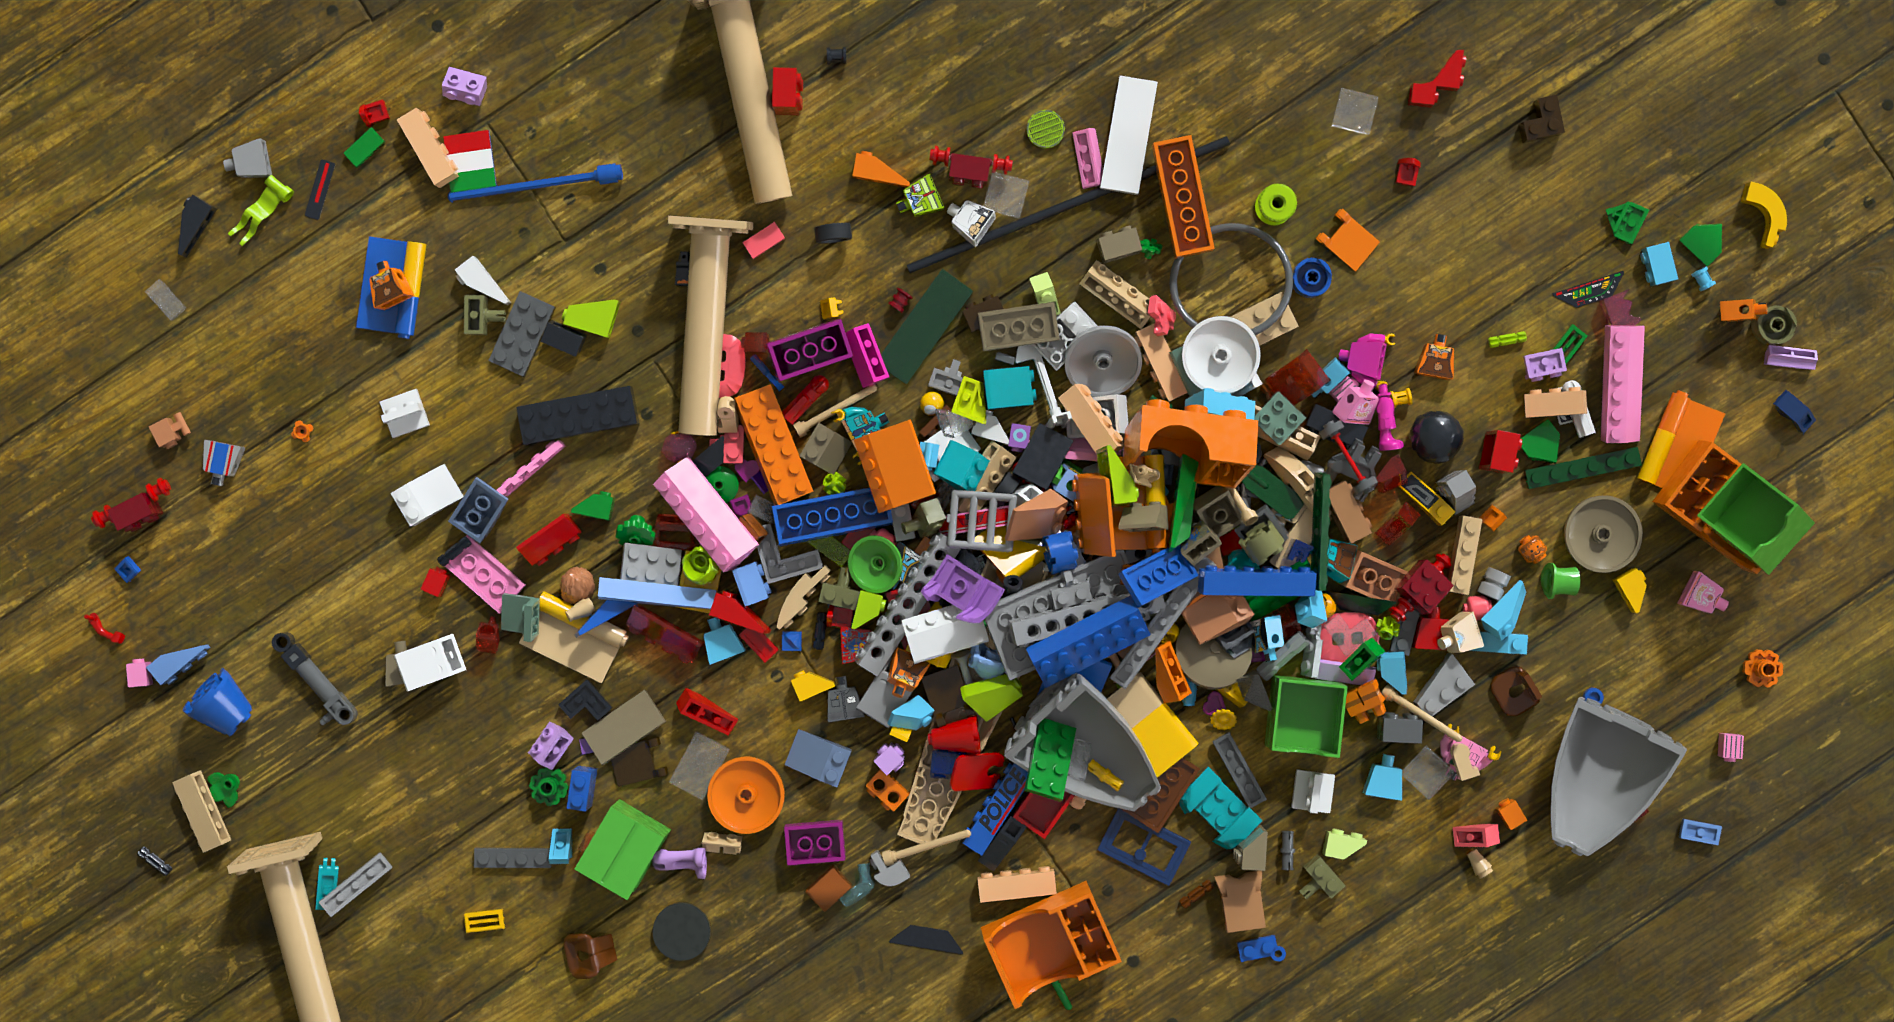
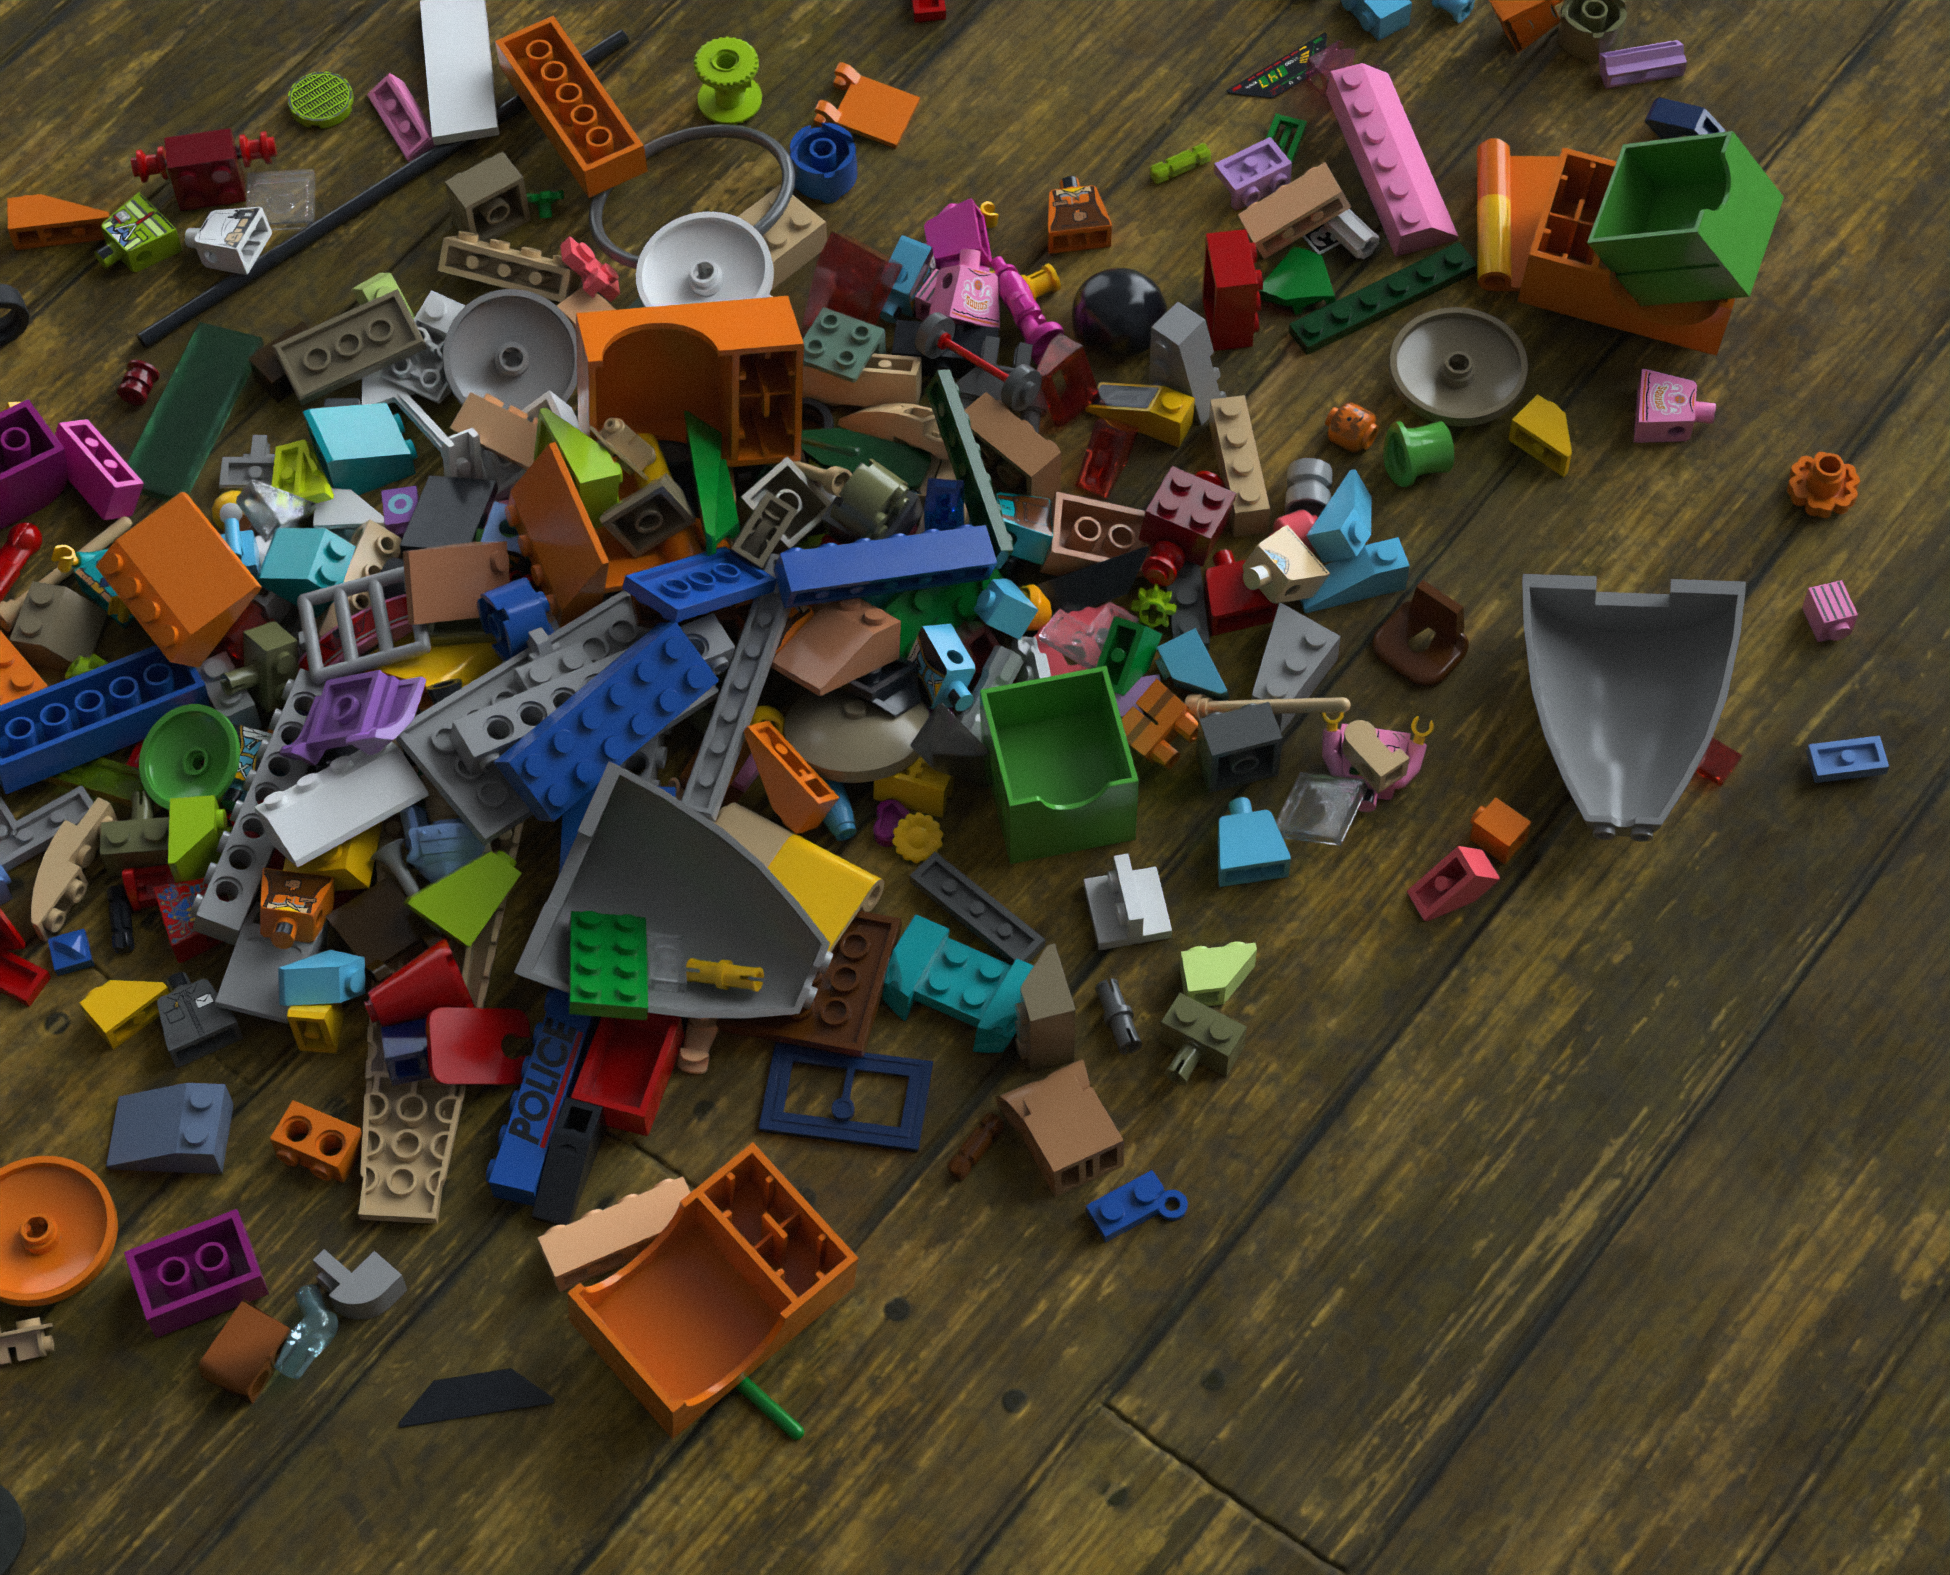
camera: 15 degrees left, 30 degrees down
(889, 757) = (304, 1074): lavender brick -> none
(891, 857) = (353, 1258): tan piece -> none
(1479, 863) = (1483, 931): tan cone -> none
(1493, 517) = (1266, 401): orange plate -> none

